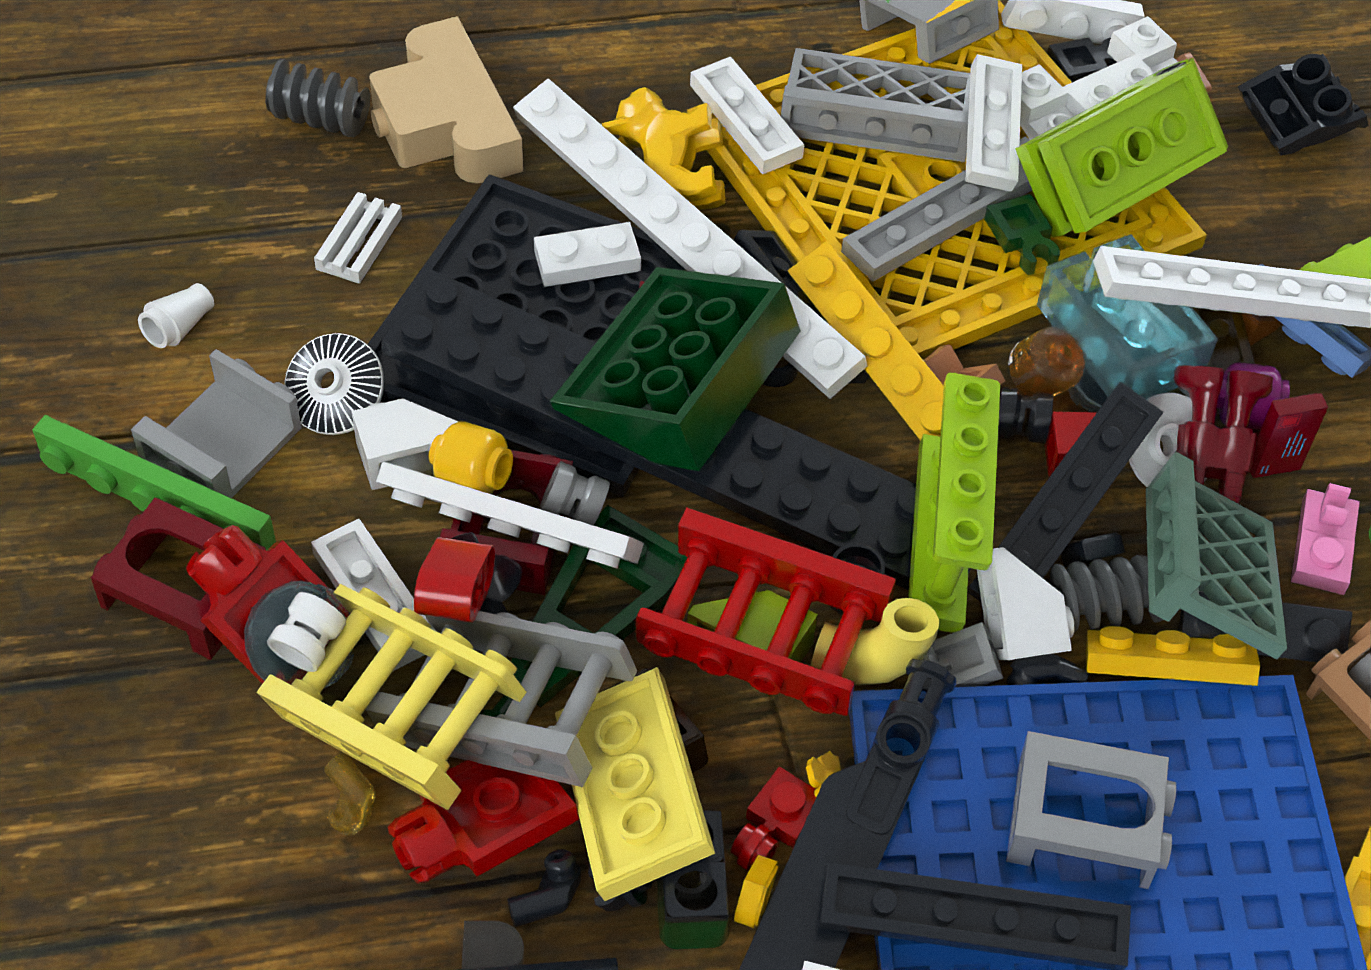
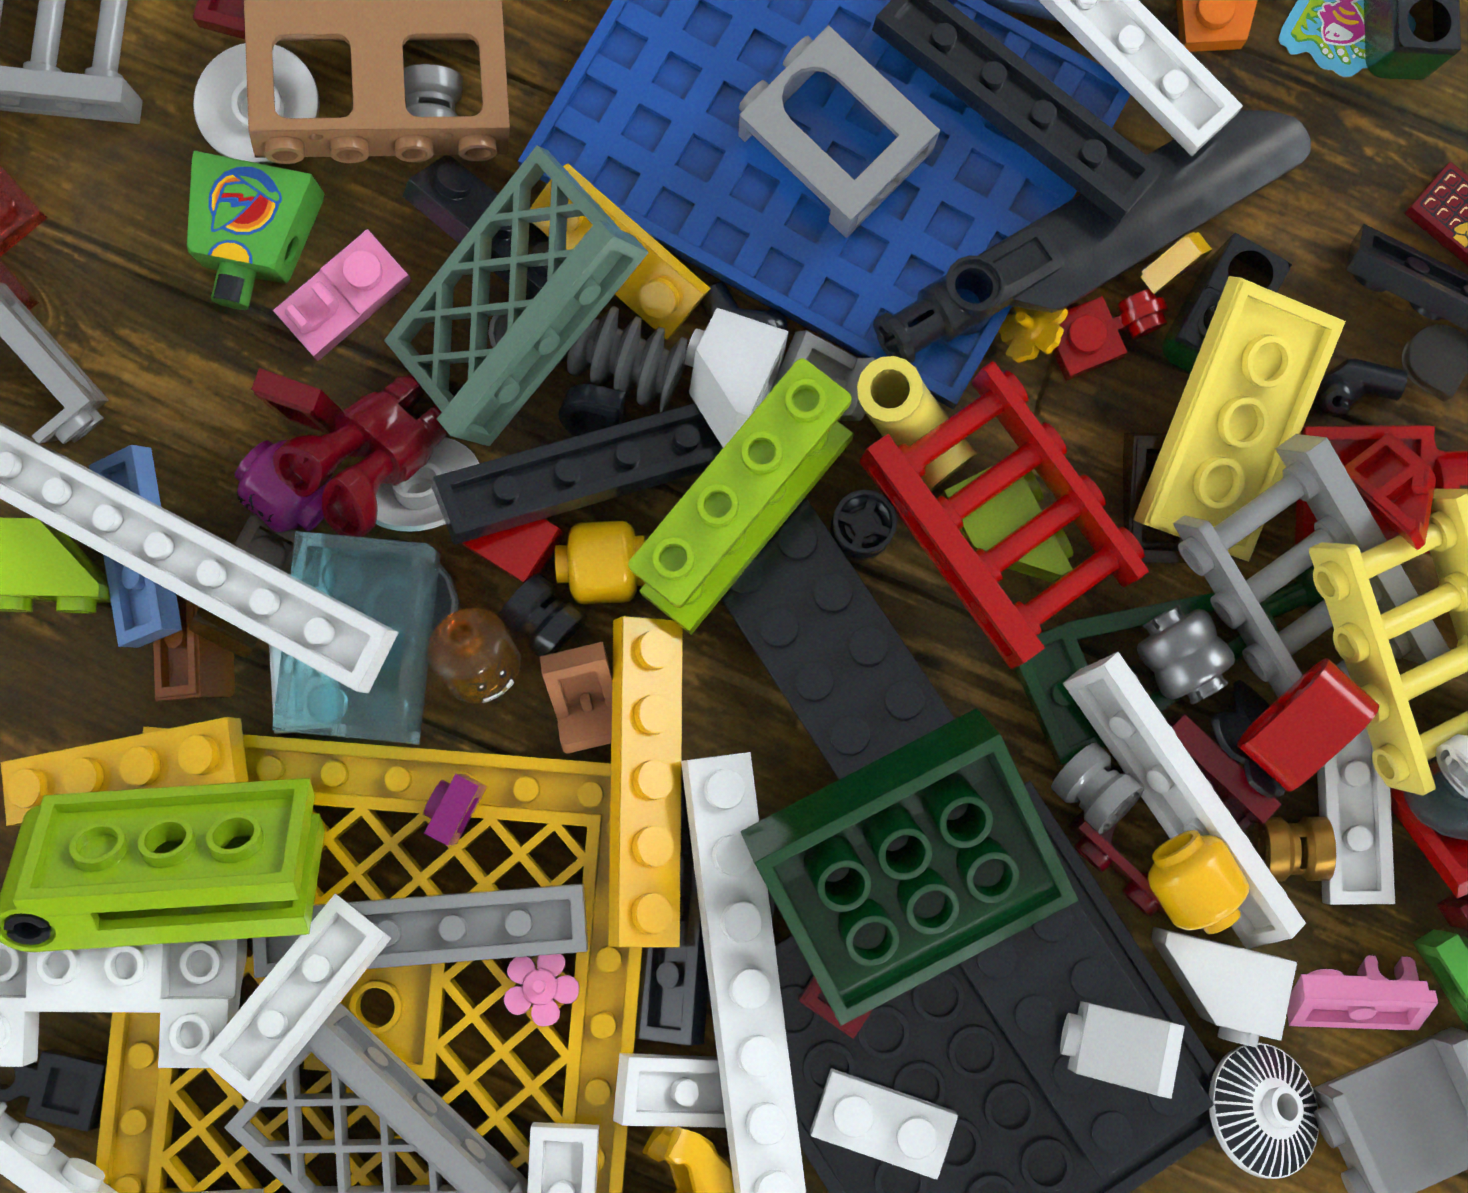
camera: 145 degrees left, 30 degrees up
(324, 468) = (1363, 1000): none -> bright pink plate
(406, 539) = (1297, 848): none -> pearl gold wheel
(471, 313) = (1123, 1048): none -> white slope
(483, 775) = (1396, 487): none -> red tile
(569, 597) = (1185, 654): none -> flat silver piece
(739, 204) = (668, 1091): none -> white plate
(850, 219) = (540, 988): none -> bright pink plant
(986, 271) = (452, 808): none -> magenta plate
(1020, 467) = (598, 562): none -> yellow head
(1023, 227) = (362, 852): dark green plate -> none
(1193, 204) = (158, 759): none -> yellow plate

